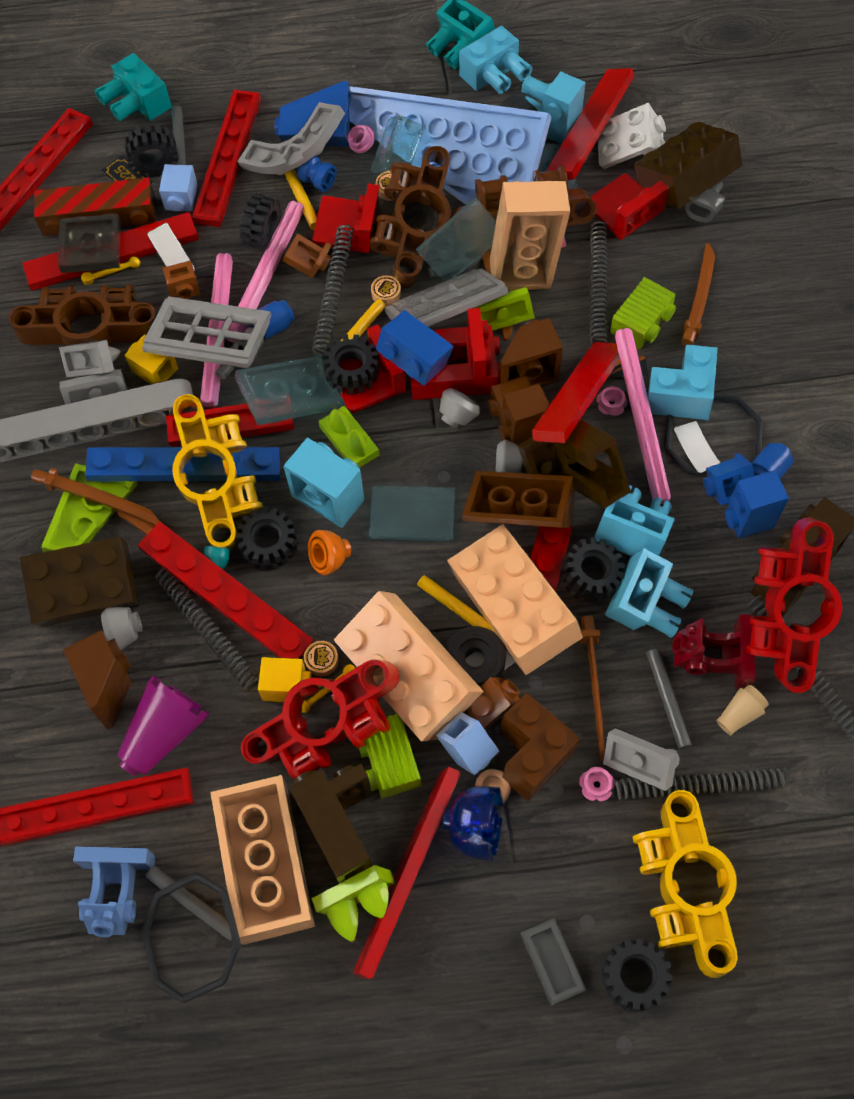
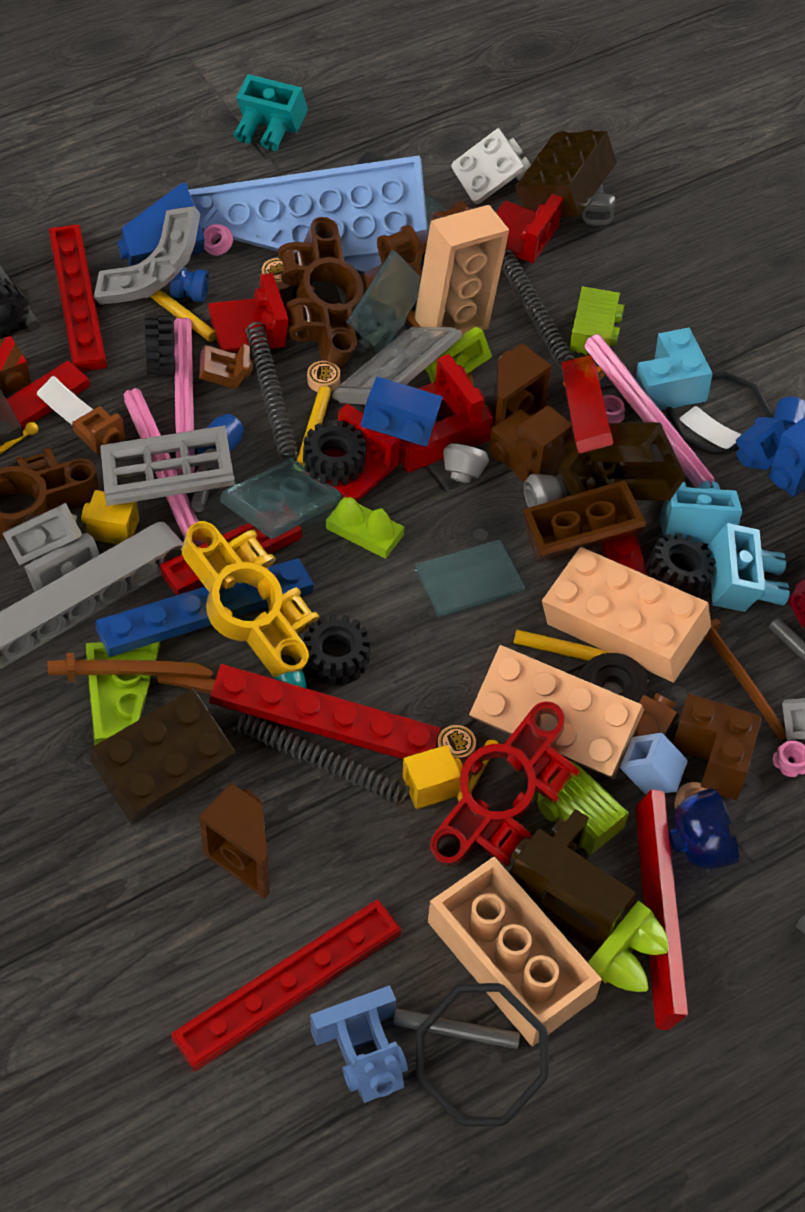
camera: 30 degrees left, 10 degrees down
(121, 625) = (221, 776): light grey cone -> none
(158, 726) = (330, 863): magenta cone -> none
(178, 187) = (43, 339): light blue brick -> none
(325, 481) = (373, 571): medium azure brick -> none
(327, 551) = (407, 639): orange brick -> none
(397, 143) = (262, 232): clear light blue panel -> none
(490, 59) = (312, 129): medium azure brick -> none
(560, 99) = (412, 140): medium azure brick -> none
(592, 121) = (447, 157): red tile -> none
(692, 326) = (647, 322): dark orange sword -> none

